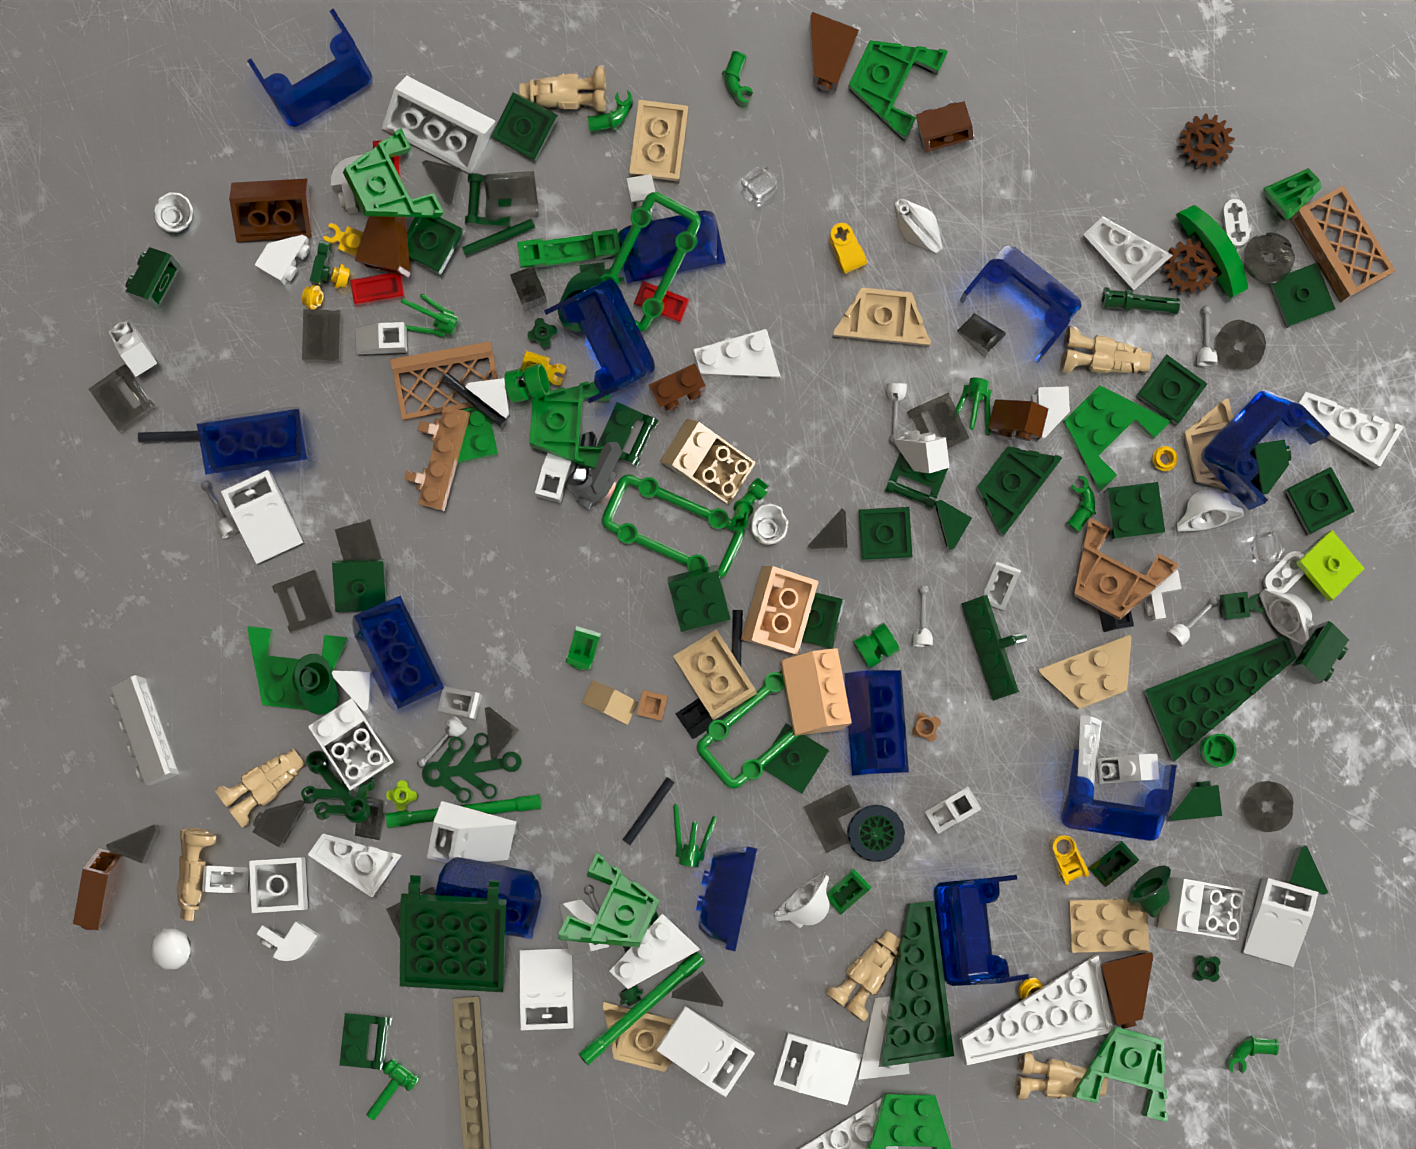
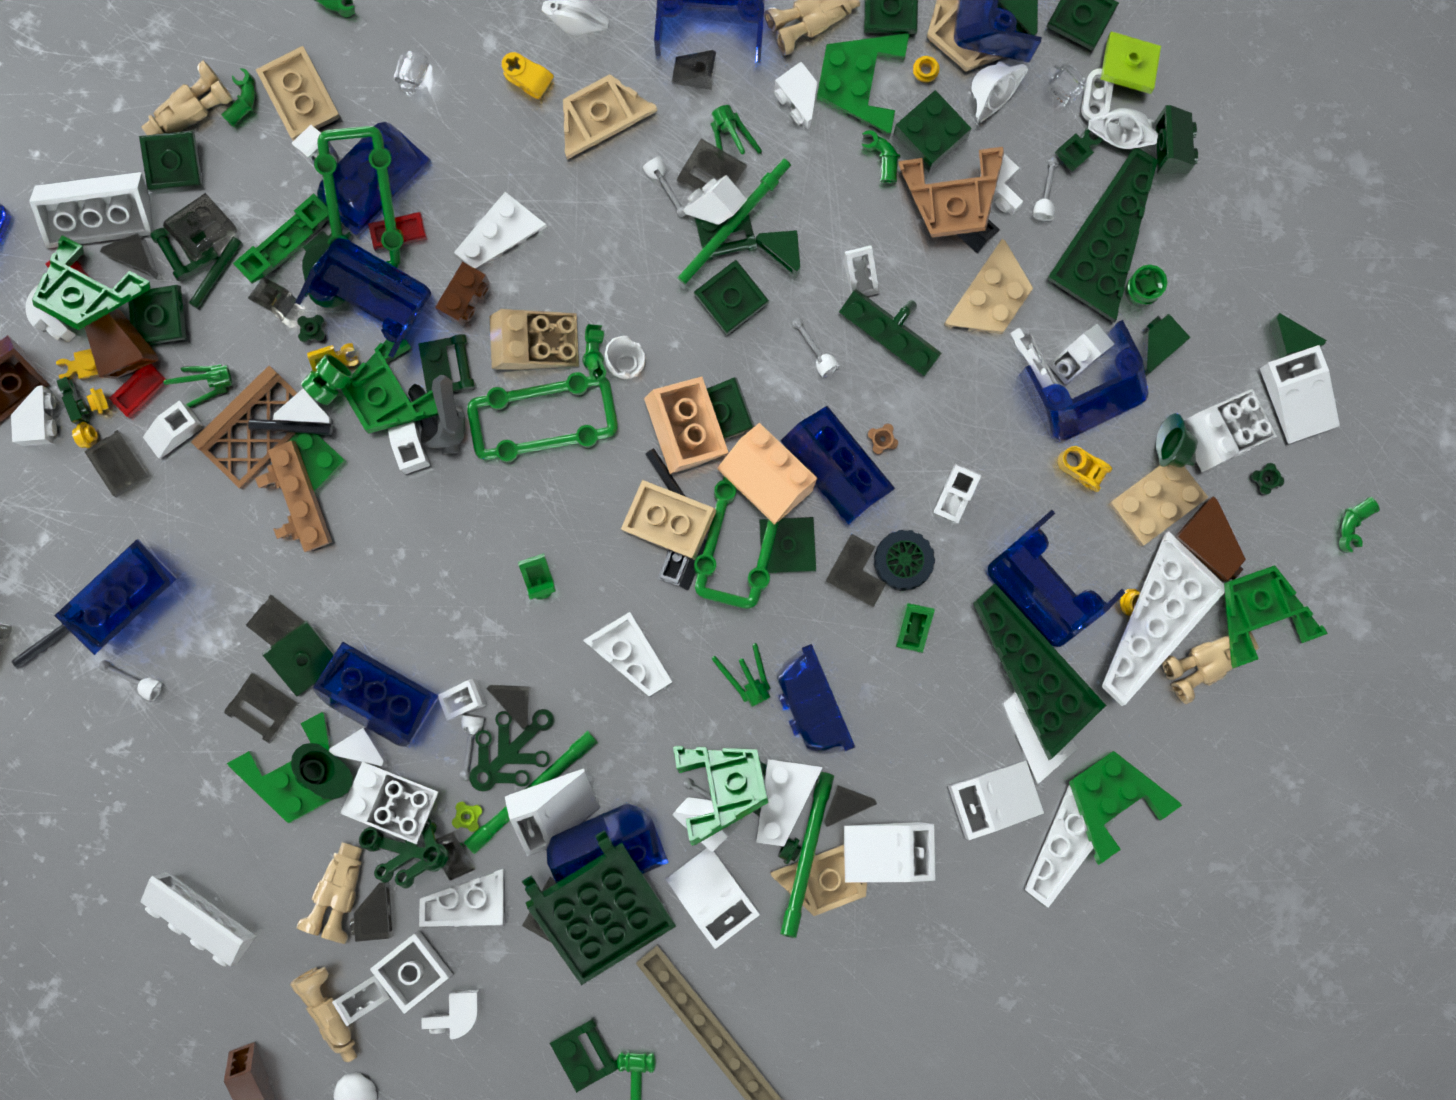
camera: 30 degrees left, 0 degrees up
(136, 845) = (261, 1024): clear smoke slope -> none
(262, 516) = (172, 657): white slope -> none
(610, 702) = (593, 607): tan slope -> none
(614, 758) = (630, 653): none -> white wing
(648, 811) = (693, 678): black bar -> none
(652, 705) = (632, 585): medium nougat plate -> none
(698, 598) = (608, 462): dark green brick -> none
(807, 904) = (887, 662): white hat -> none
(832, 536) = (687, 330): clear smoke slope -> none
(869, 973) = (982, 684): tan piece -> none
(876, 645) = (791, 396): green wheel -> none
(976, 464) = (767, 184): none -> green bar
(1014, 483) = (812, 178): dark green wing -> none
(1018, 419) = (777, 118): reddish brown brick -> none
(1113, 863) = (1125, 442): dark green slope -> none
(1282, 806) = (1234, 295): clear smoke plate -> none

